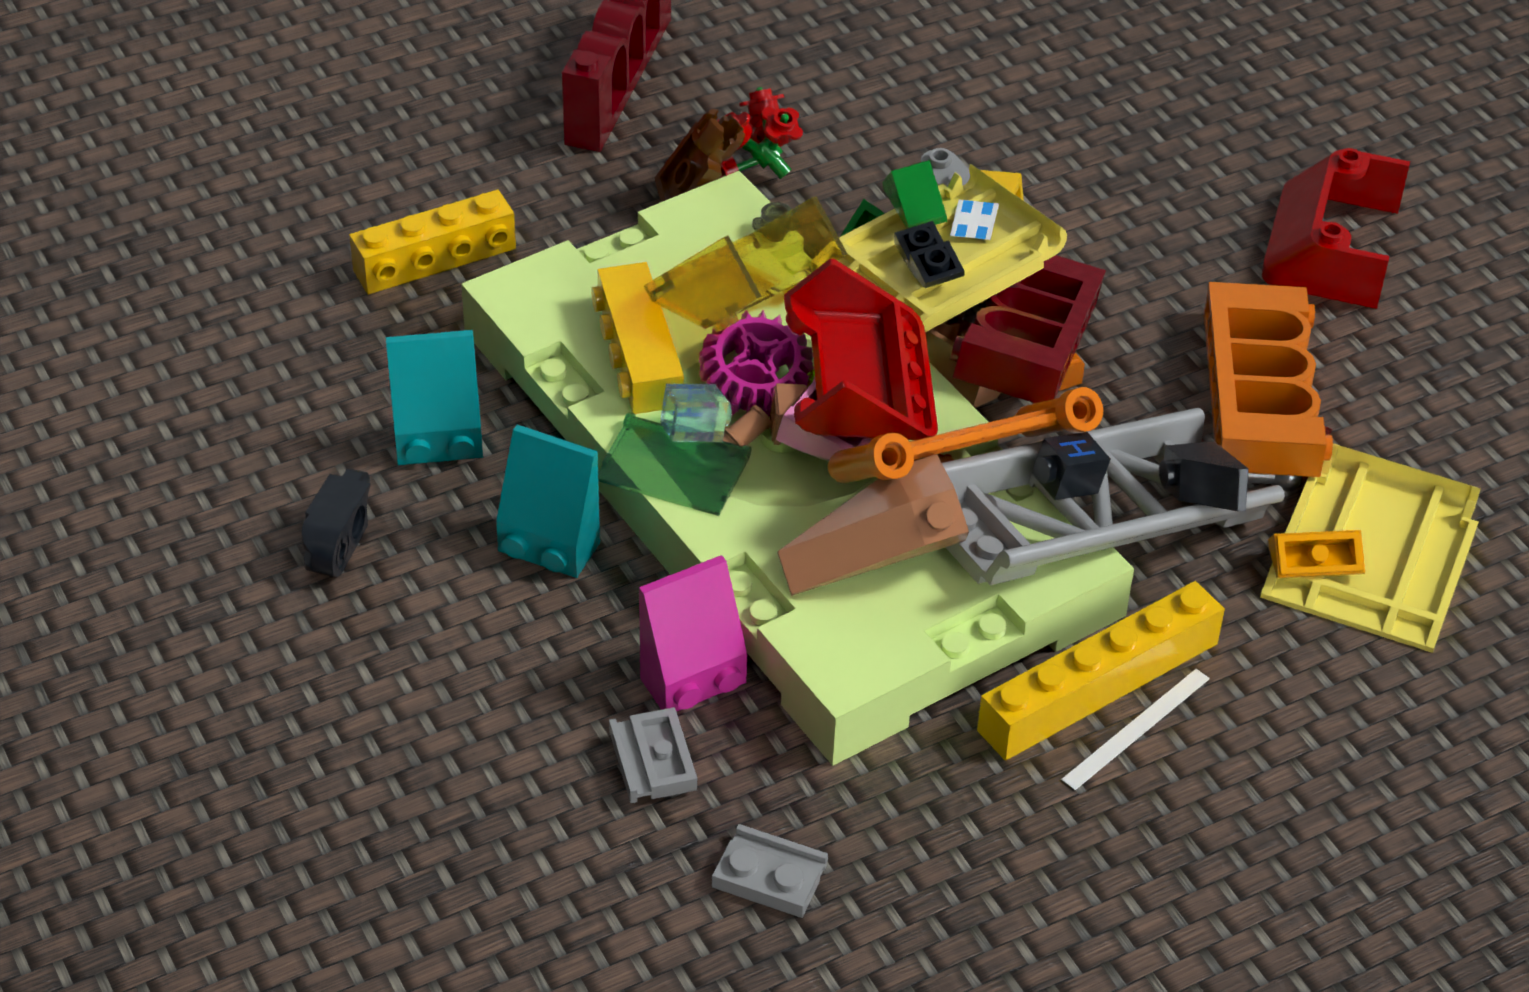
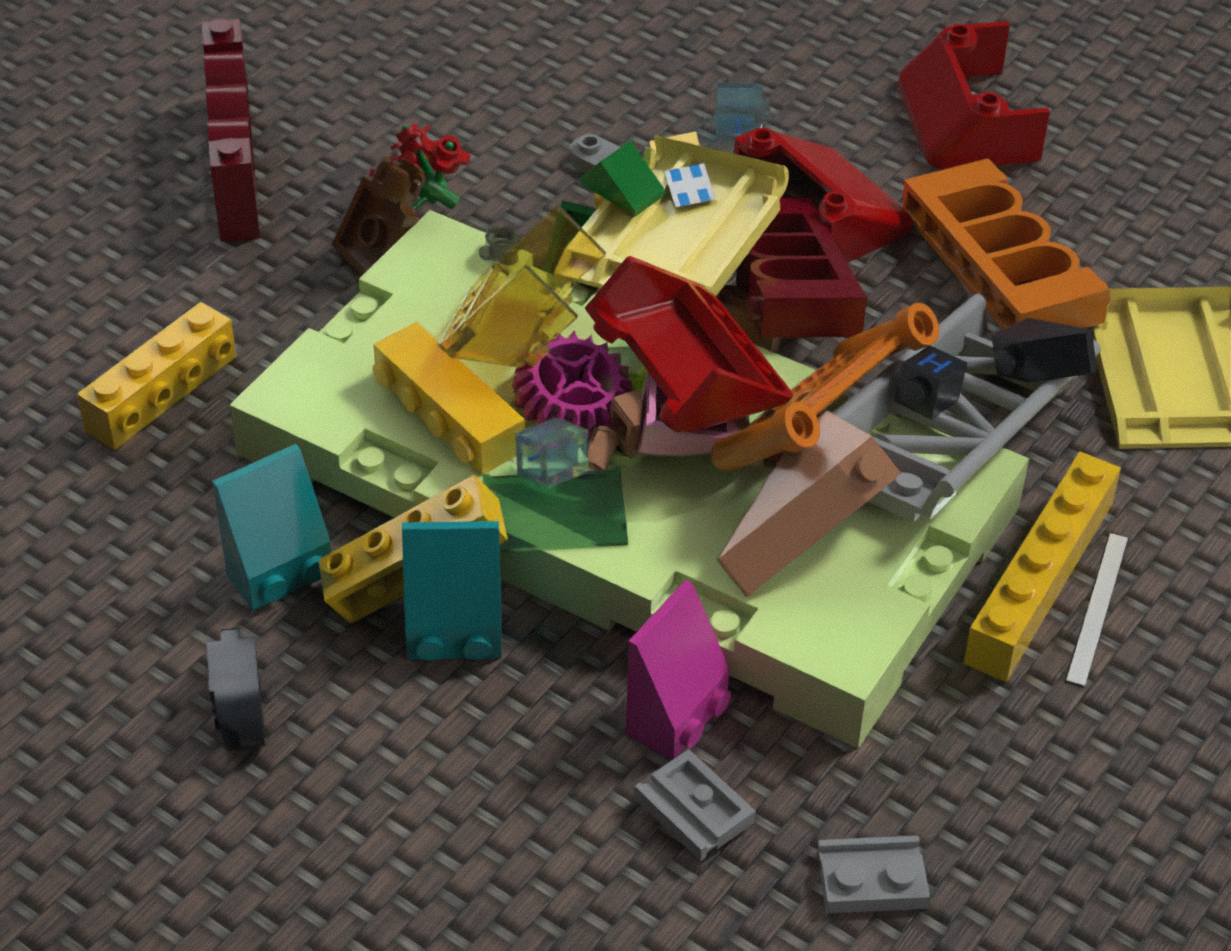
camera: 25 degrees left, 0 degrees up
(483, 458) = (370, 568): none -> yellow brick
(927, 255) = (674, 232): black slope -> none
(1103, 169) = (740, 108): none -> clear light blue brick
(1150, 290) = (853, 209): none -> red windscreen
(1317, 553) = (1150, 391): light orange slope -> none

